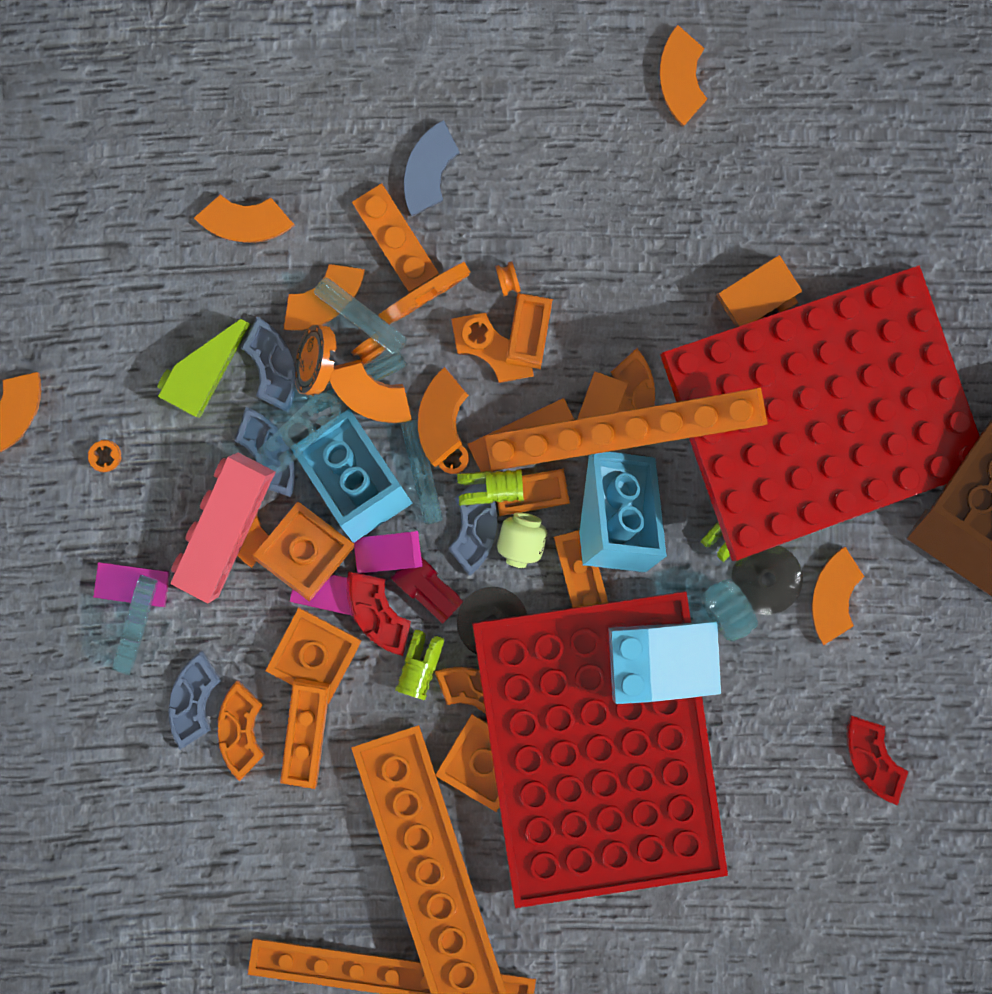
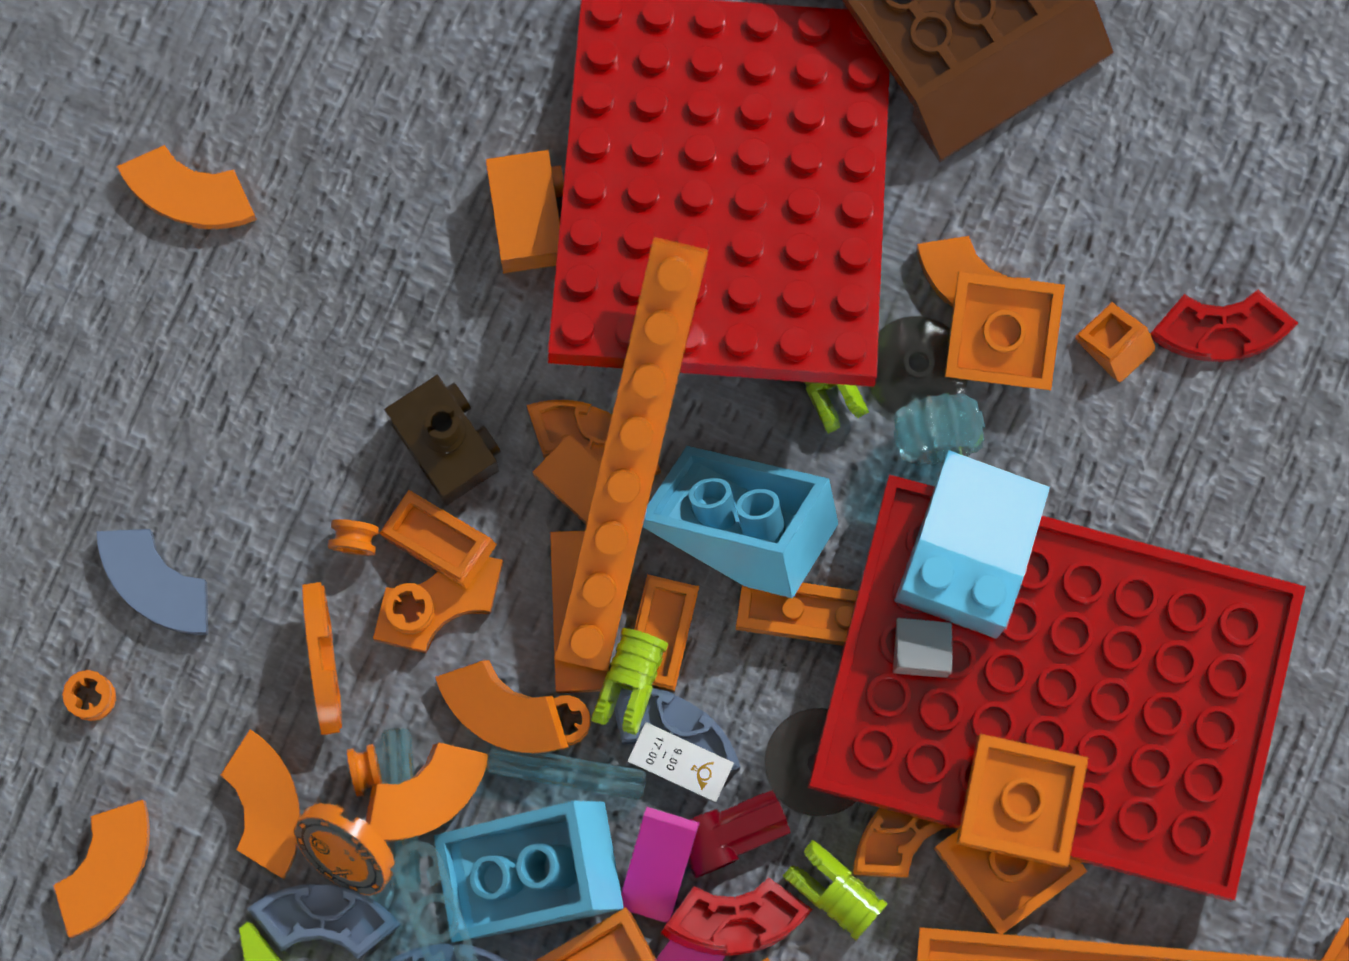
camera: 75 degrees left, 10 degrees down
(351, 169) = (103, 687): none -> orange bush
(360, 316) = (311, 759): clear light blue axle -> none
(395, 238) = (227, 668): orange plate -> none
(456, 538) = (680, 762): none -> white sticker
(517, 756) = (1022, 801): none -> orange plate
(522, 539) = (721, 671): yellowish green head -> none
(586, 657) = (923, 648): none -> light grey slope
(592, 306) = (443, 439): none -> dark brown brick
(810, 624) = (1004, 330): none -> orange plate
(837, 696) = (1116, 341): none -> orange slope

